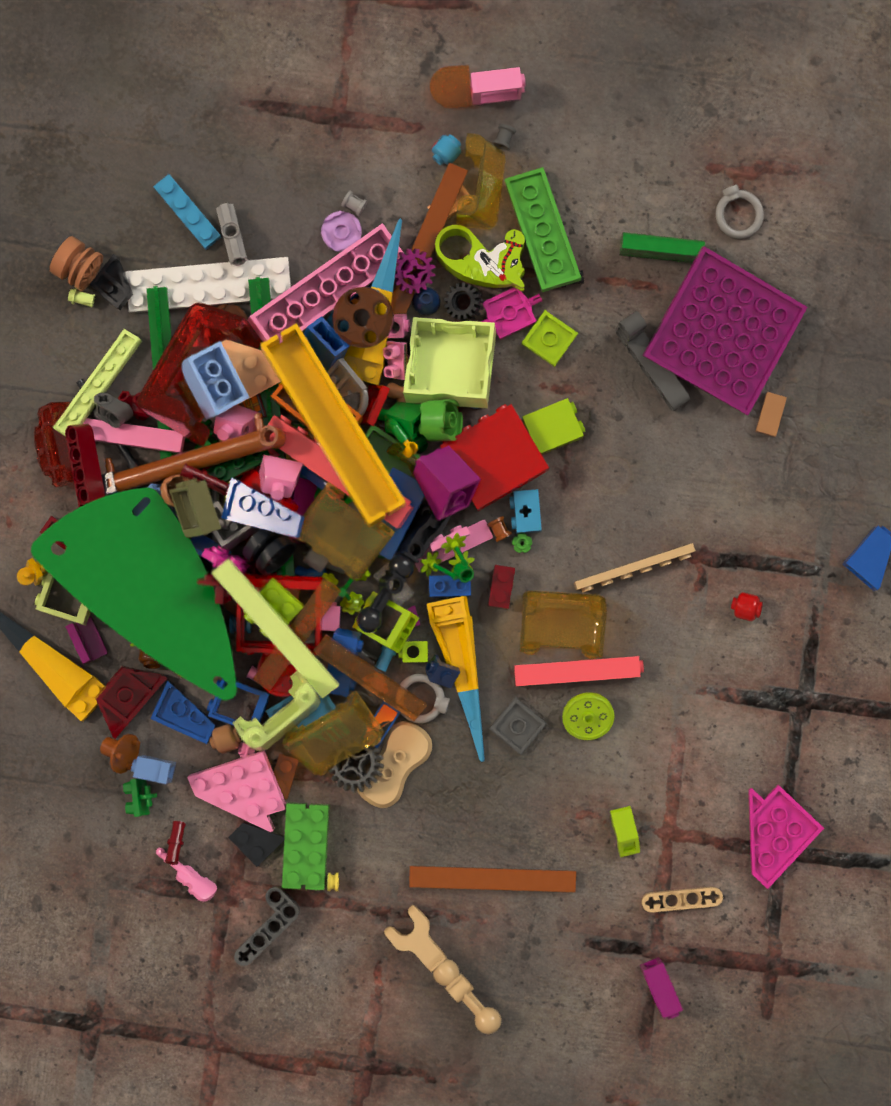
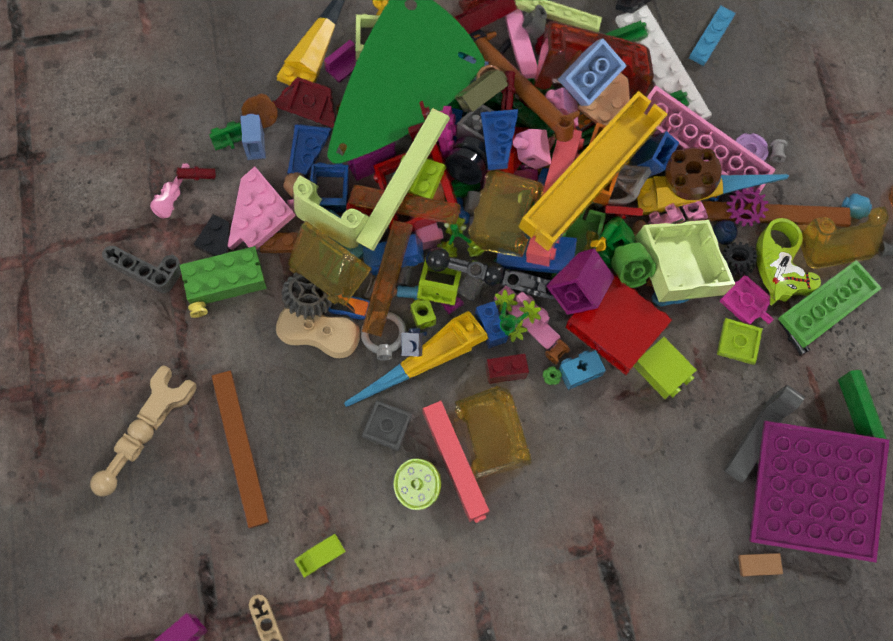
camera: 65 degrees right, 15 degrees down
(234, 243) = (710, 67): light grey piece -> none
(626, 571) = (573, 489): tan plate -> none
(747, 606) = (573, 602): red head -> none

